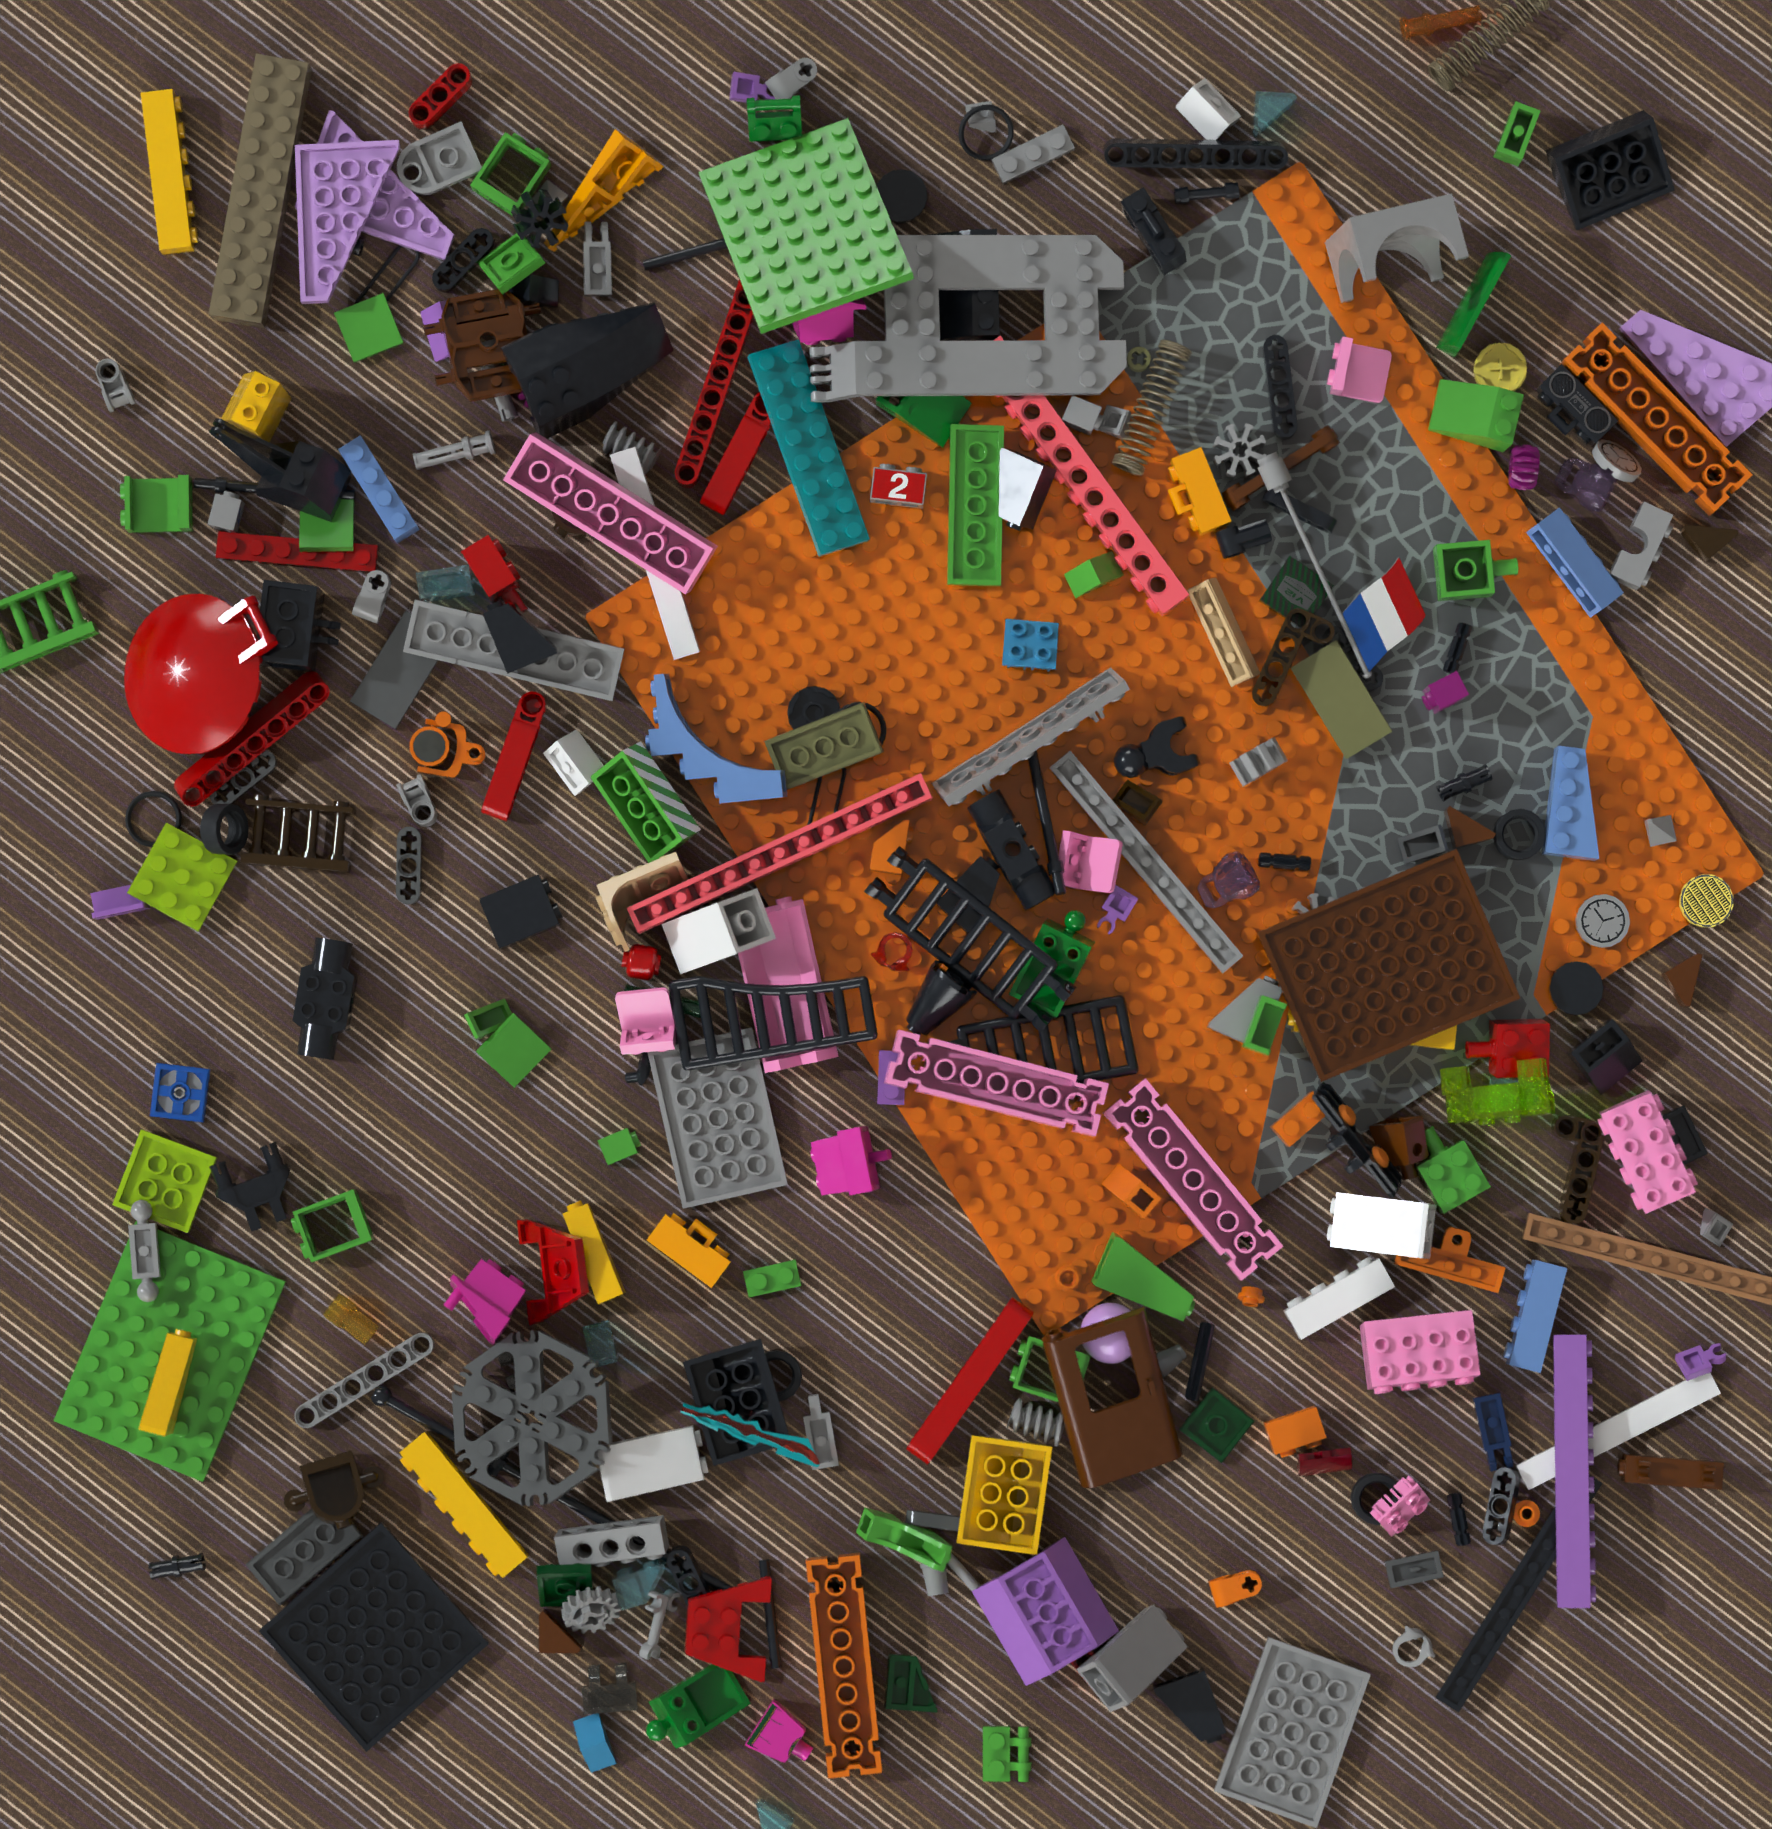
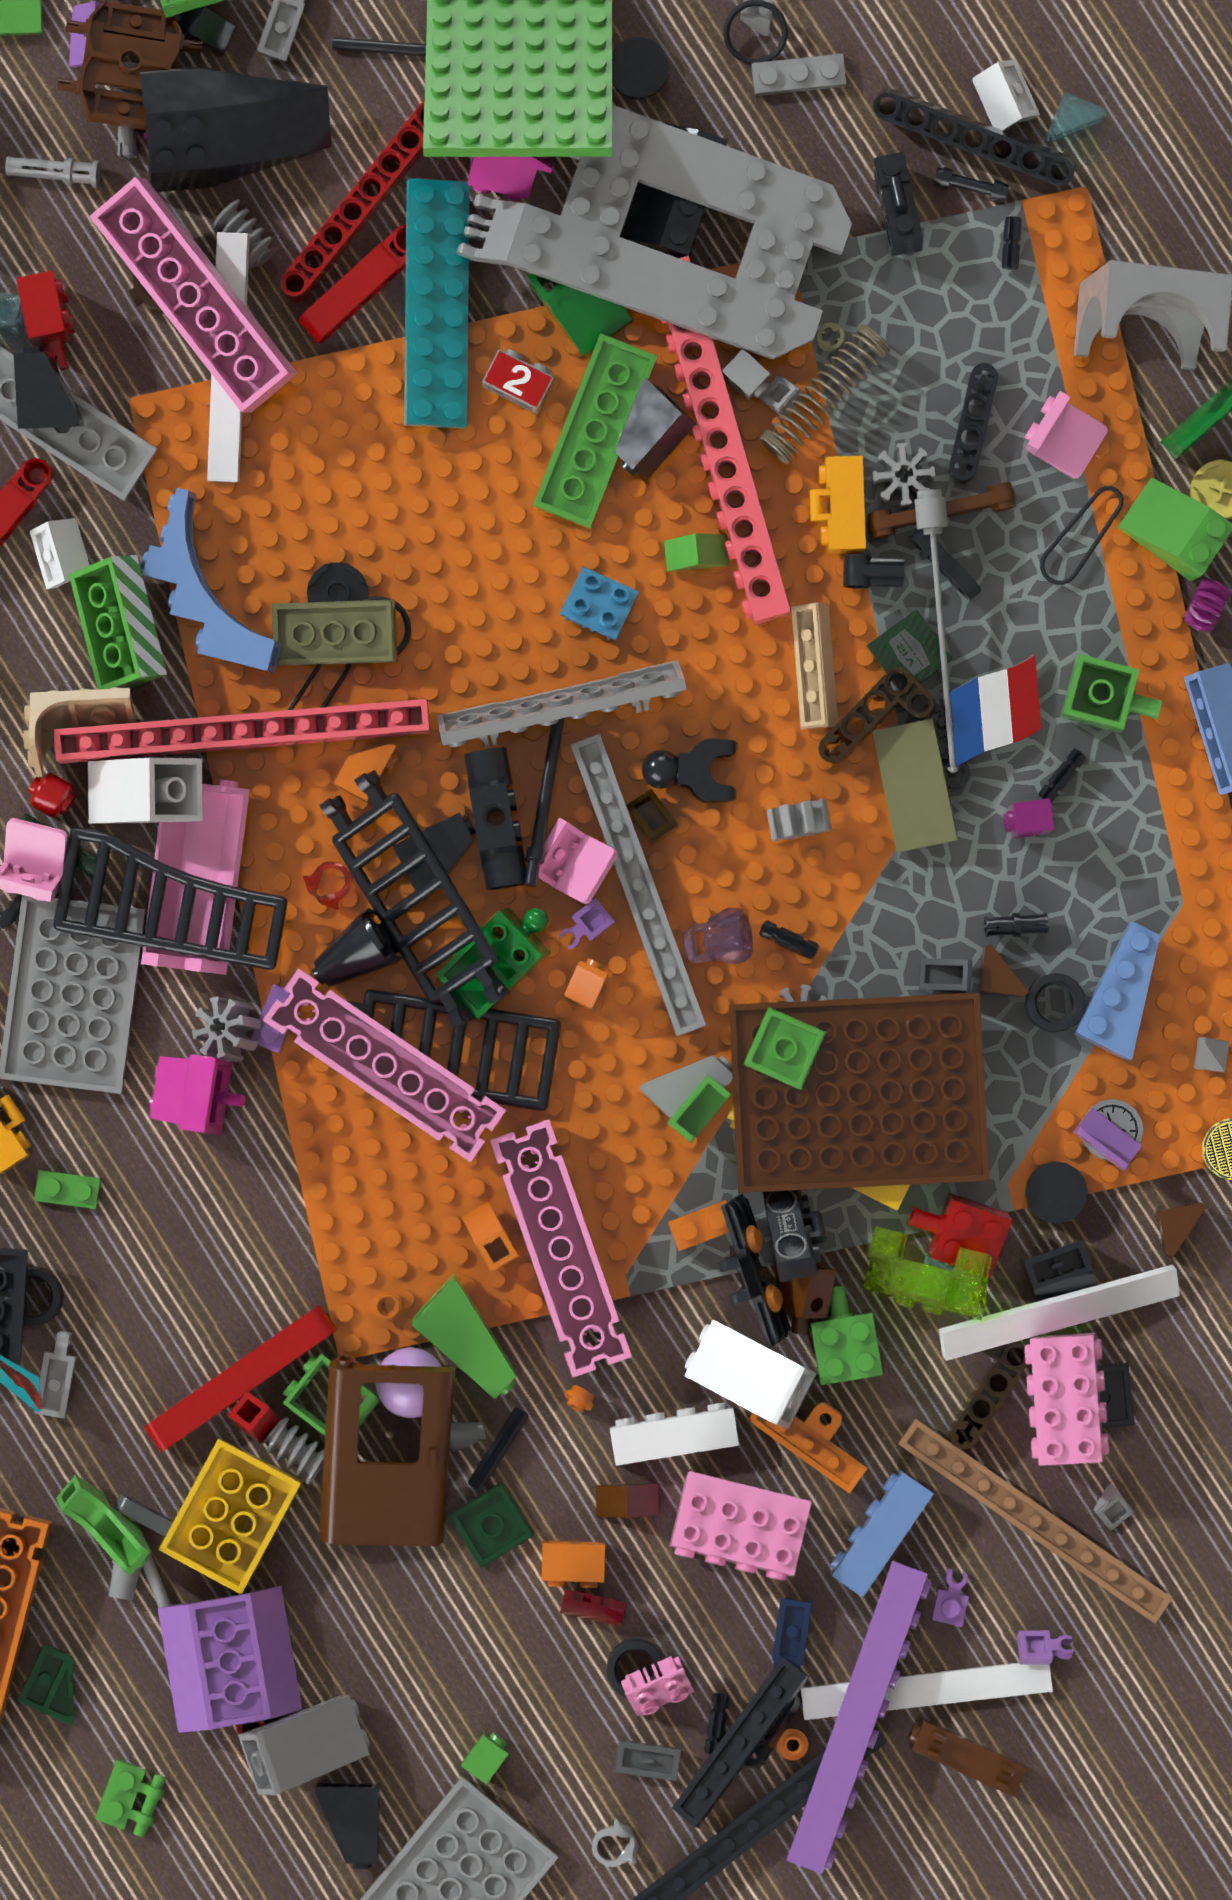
camera: 20 degrees right, 0 degrees up
(855, 1100) = (226, 1029): none -> light grey gear
(993, 1408) = (253, 1417): none -> red brick
(1134, 956) = (586, 983): none -> orange slope
(1229, 1588) = (438, 1708): orange piece -> none
(1258, 234) = (1011, 248): none -> black piece
(1282, 1614) = (486, 1756): none -> bright green brick
(1316, 951) = (784, 1048): none -> bright green tile
(1319, 1364) = (627, 1500): none -> reddish brown slope
(1382, 1110) = (793, 1247): none -> black piece
(1389, 442) = (1070, 525): none -> black piece
(1484, 1526) = (740, 1742): none -> black plate
(1602, 930) = (1107, 1139): none -> medium lavender panel
(1612, 1353) = (950, 1604): none -> medium lavender plate
(1614, 1084) = (1059, 1312): none -> white tile

